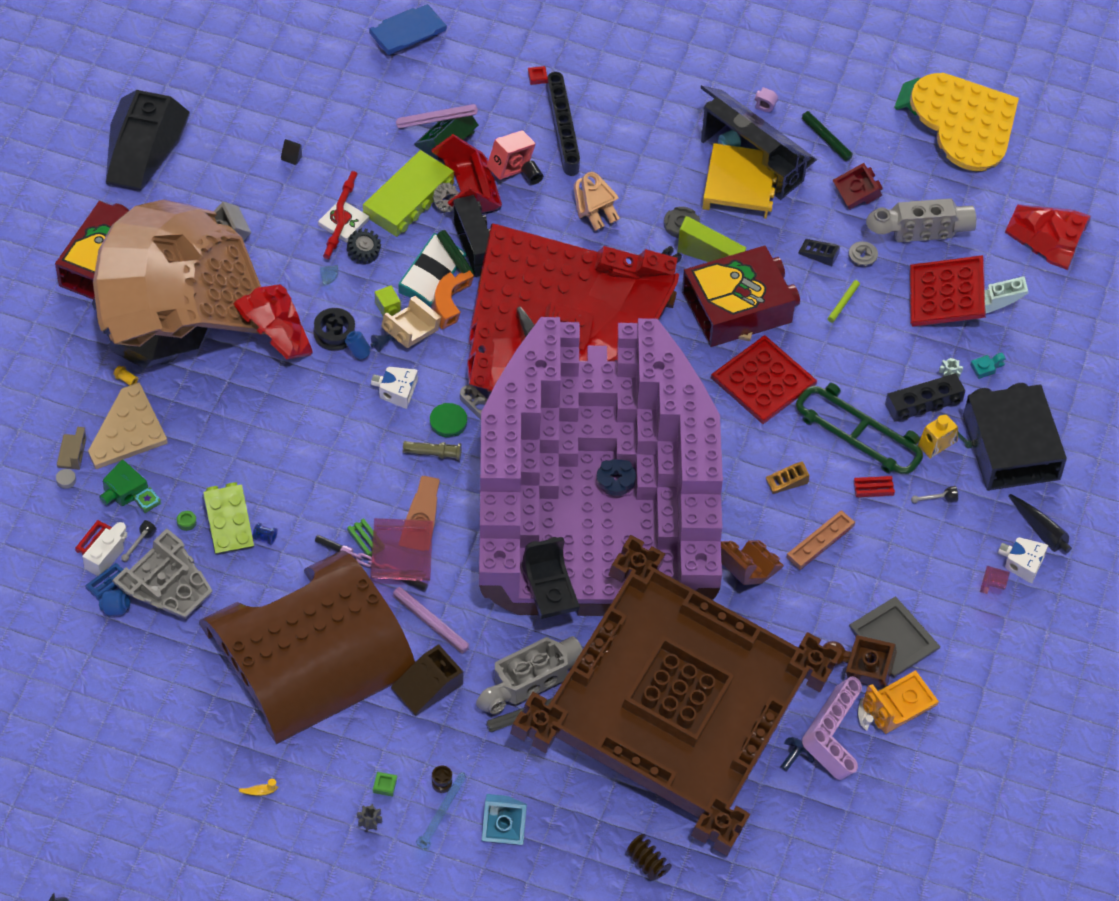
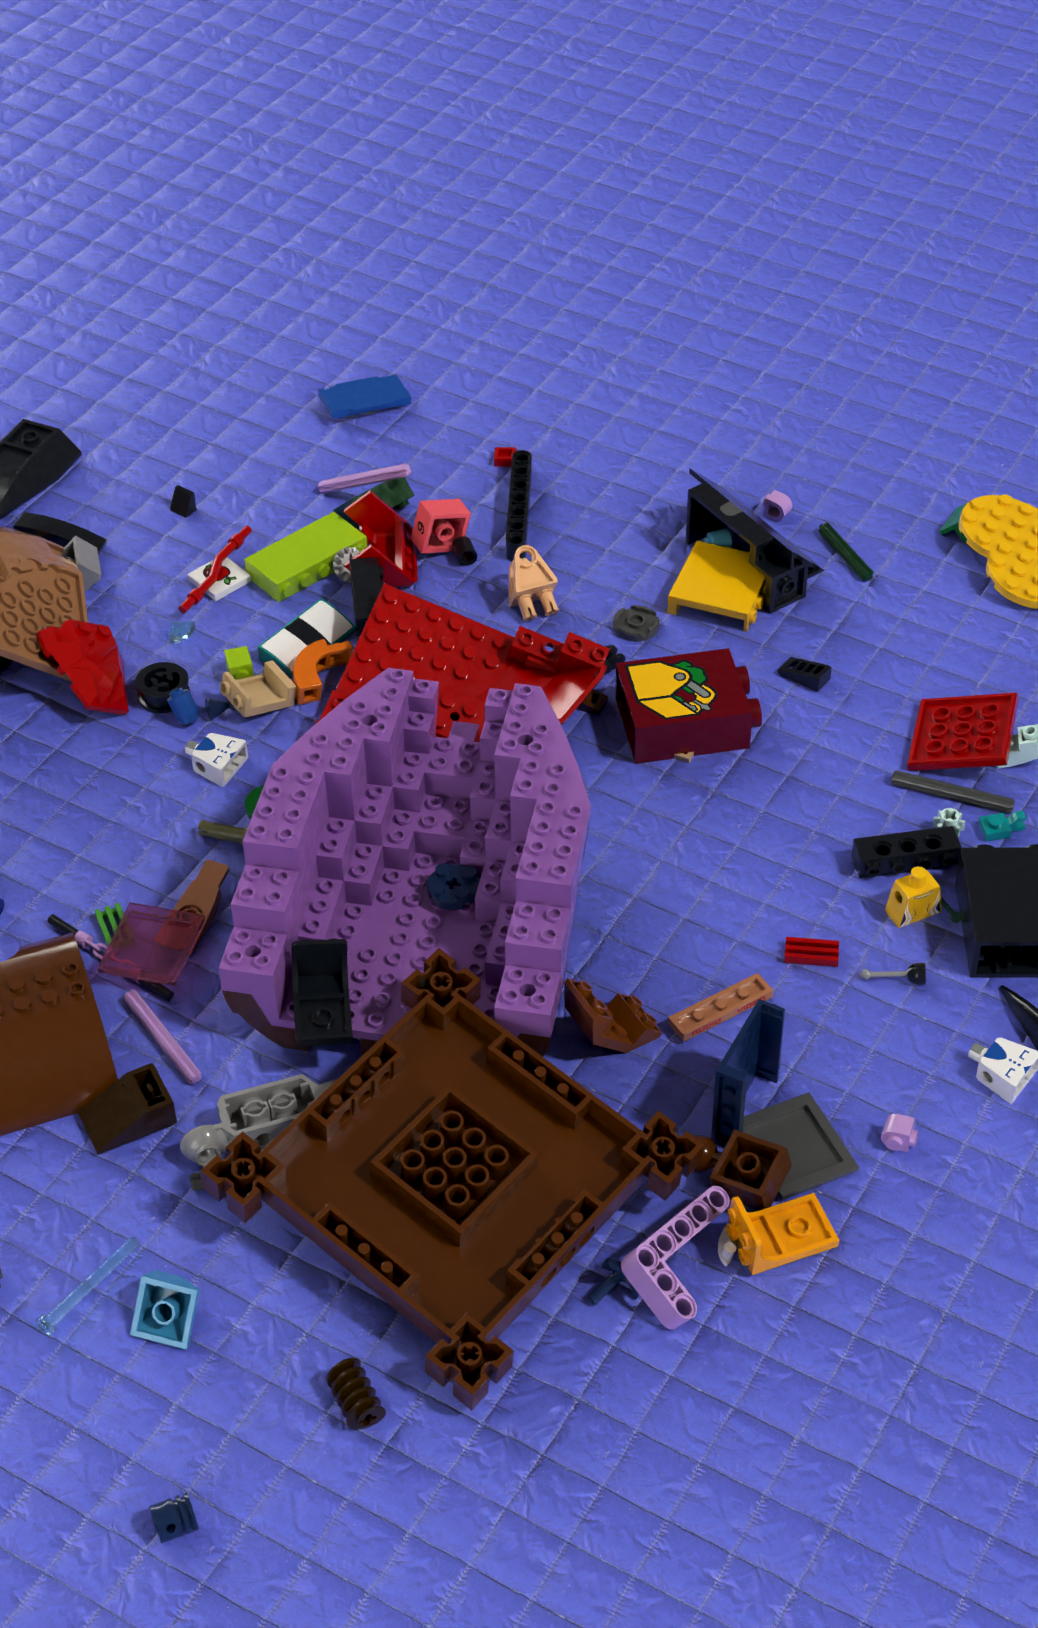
camera: 15 degrees right, 10 degrees down
(199, 194) = (56, 530): none -> black slope
(363, 246) = (231, 604): black wheel -> none
(385, 784) = (24, 1237): bright green tile -> none
(442, 773) = (101, 1240): dark brown wheel -> none
(454, 252) = (337, 619): dark green axle -> none
(705, 243) = (649, 638): lime slope -> none
(763, 379) = (694, 807): red tile -> none
(787, 472) = (709, 918): pearl gold slope -> none
(831, 393) = (780, 832): dark green bar -> none
(841, 304) = (823, 731): lime bar -> none
(853, 606) = (751, 1054): none -> dark blue panel
(858, 186) = (872, 606): dark red plate -> none
(859, 248) = (857, 675): light grey gear -> none
(923, 220) = (947, 648): light grey brick -> none
(947, 341) = (953, 791): none -> dark grey axle
(962, 617) = (899, 1133): none -> lavender plate
(995, 578) = (956, 1086): clear pink panel -> none

